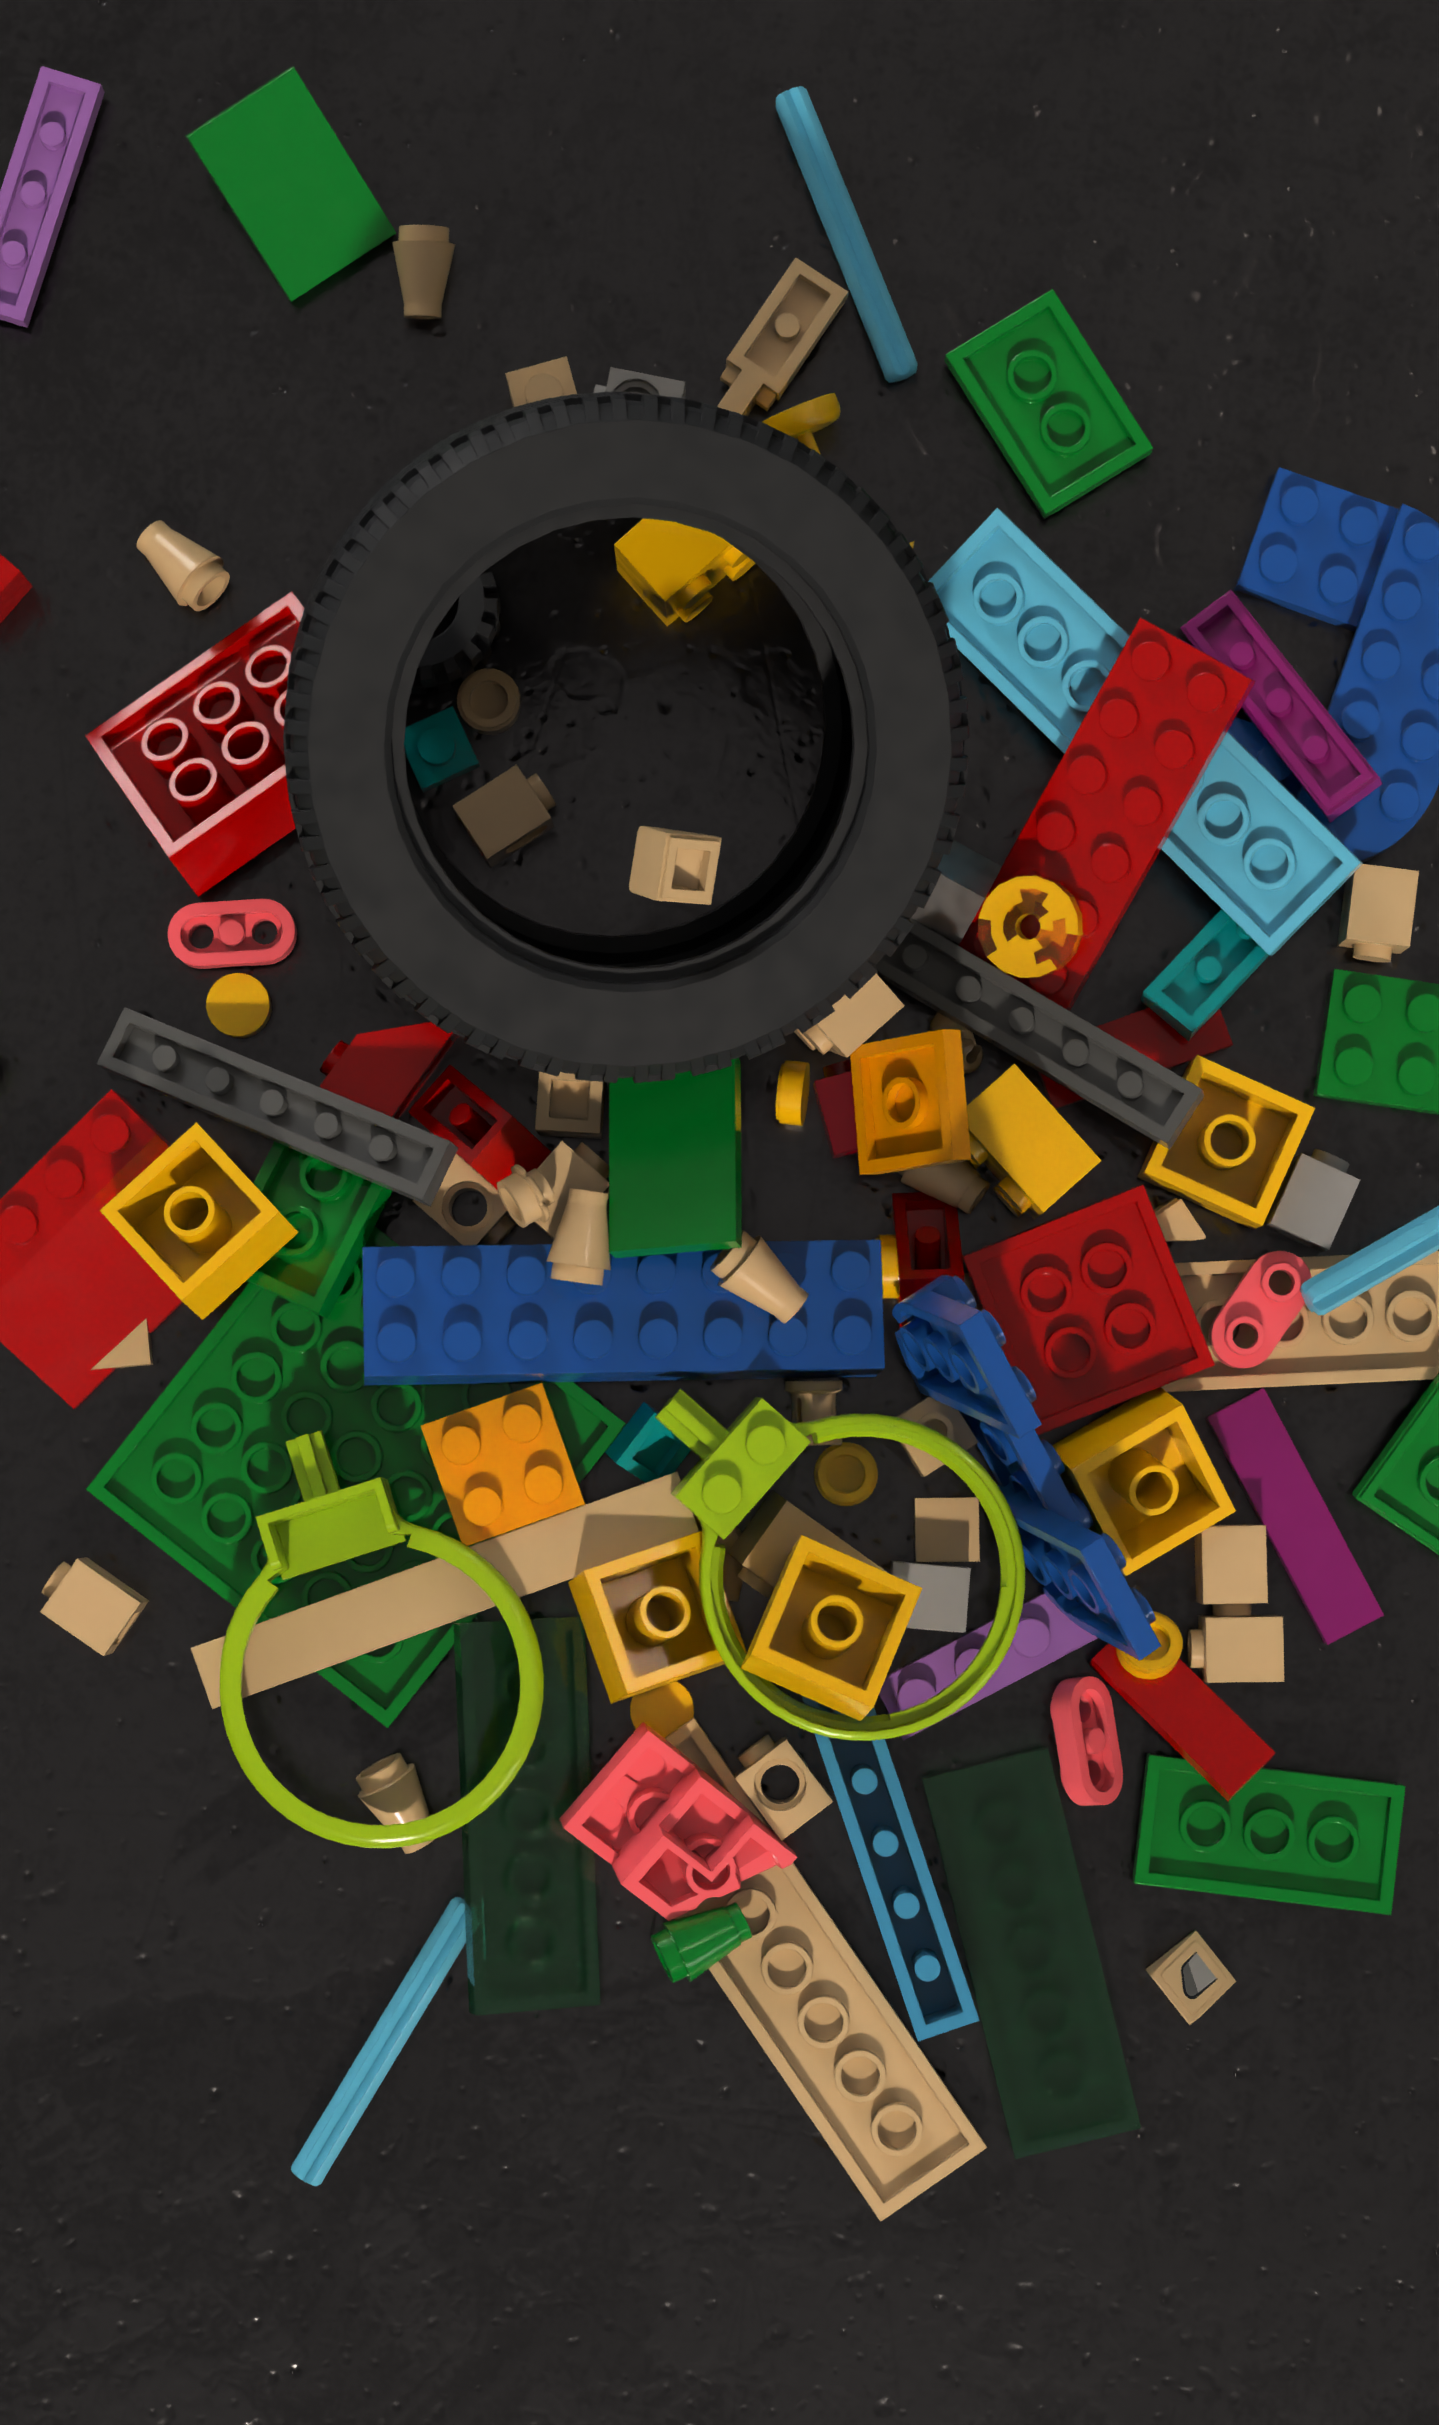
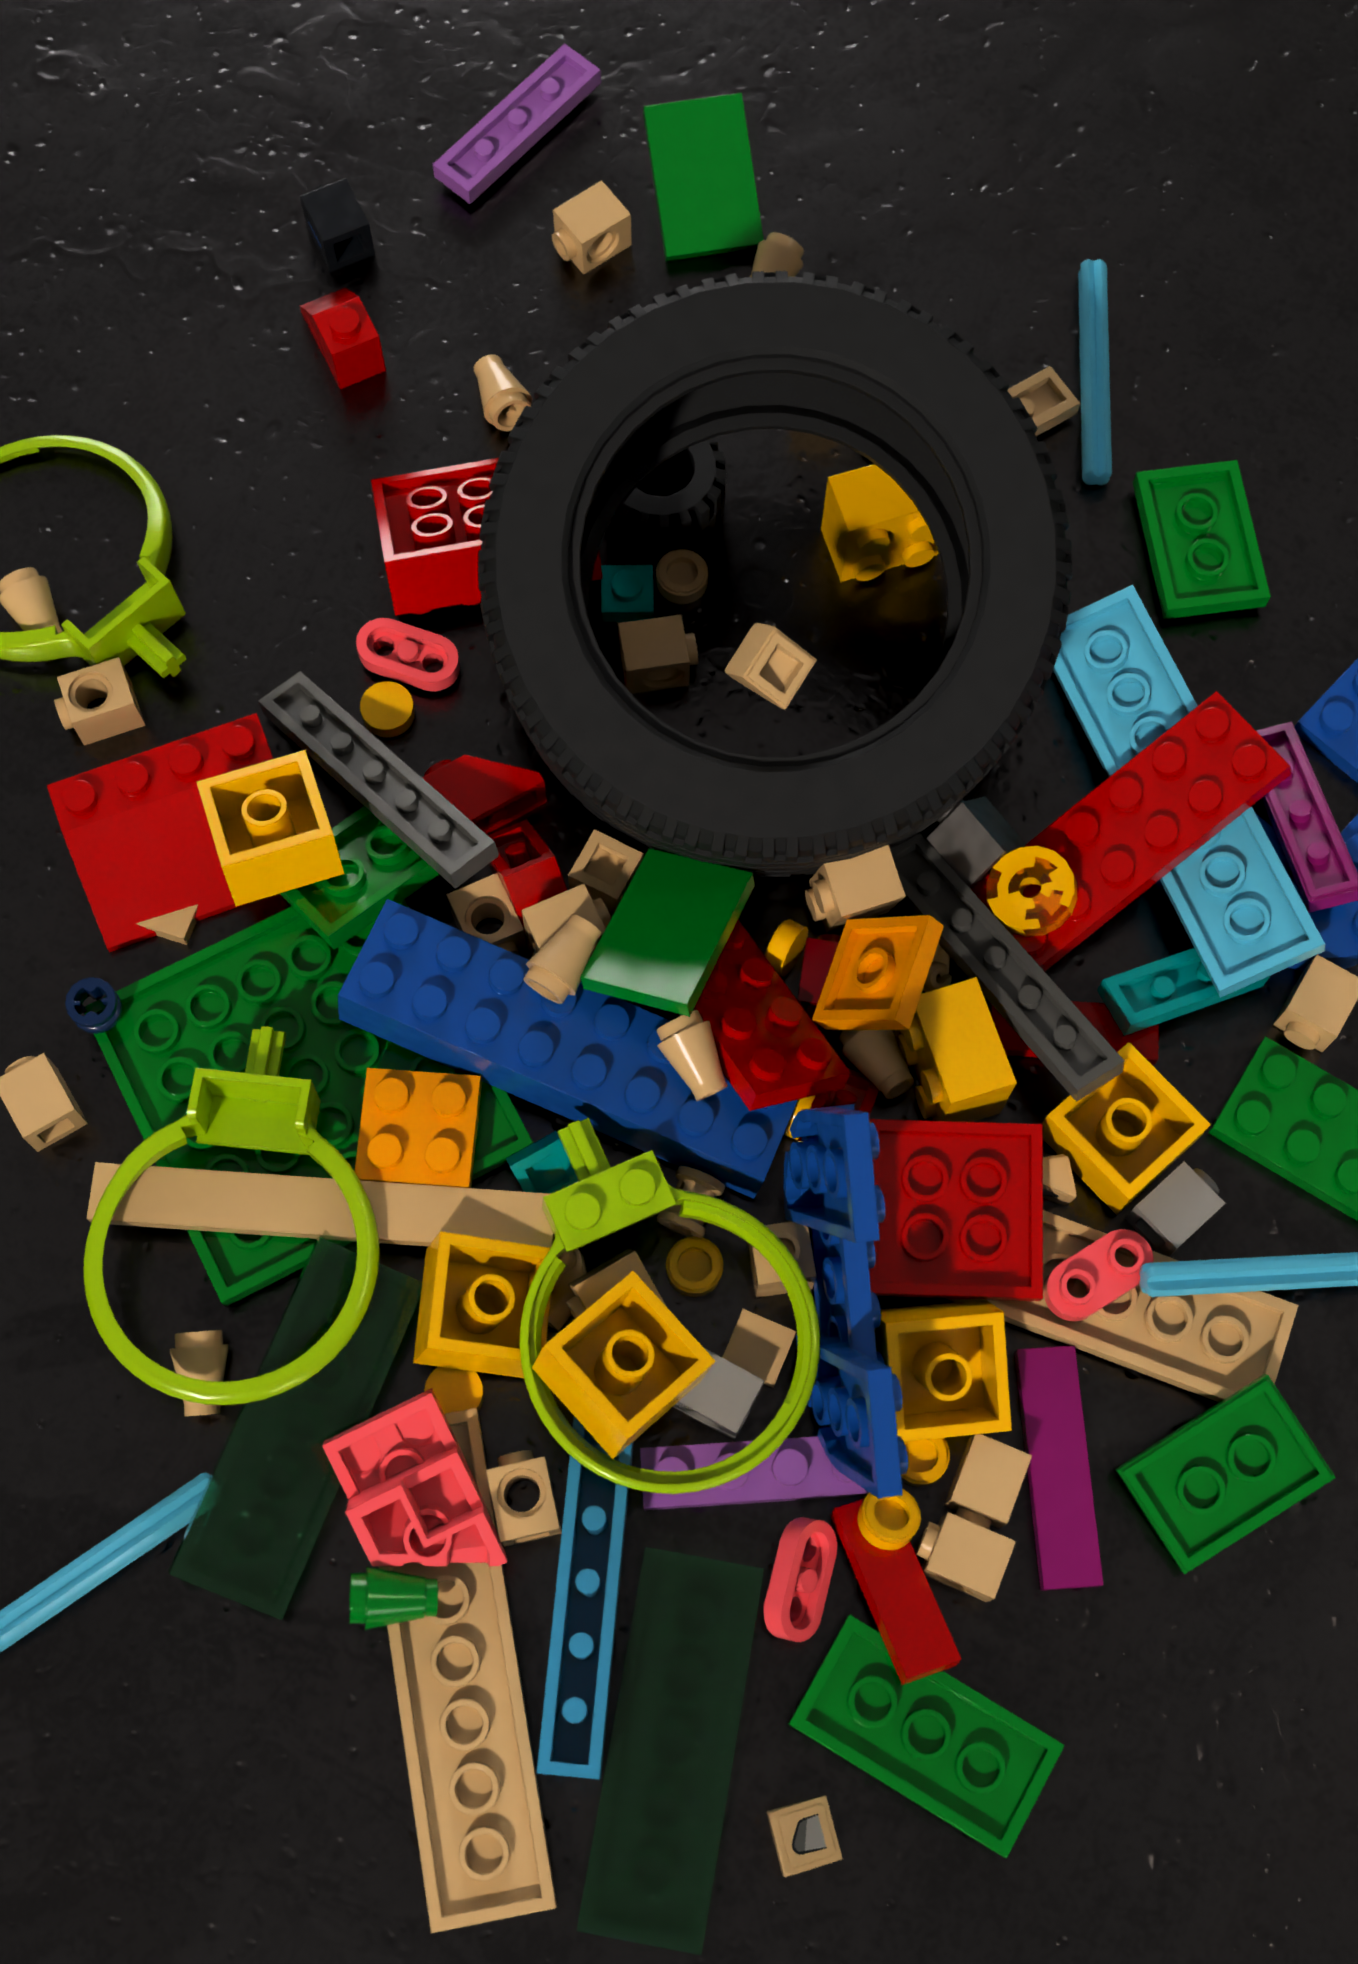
camera: 20 degrees right, 15 degrees down
(92, 1466) = (95, 989): none -> dark blue bush
(188, 305) = (591, 227): none -> tan brick
(526, 1195) = (534, 906): tan plate -> none
(816, 1210) = (763, 1032): none -> red plate
(1160, 1575) = (926, 1461): none -> yellow tile

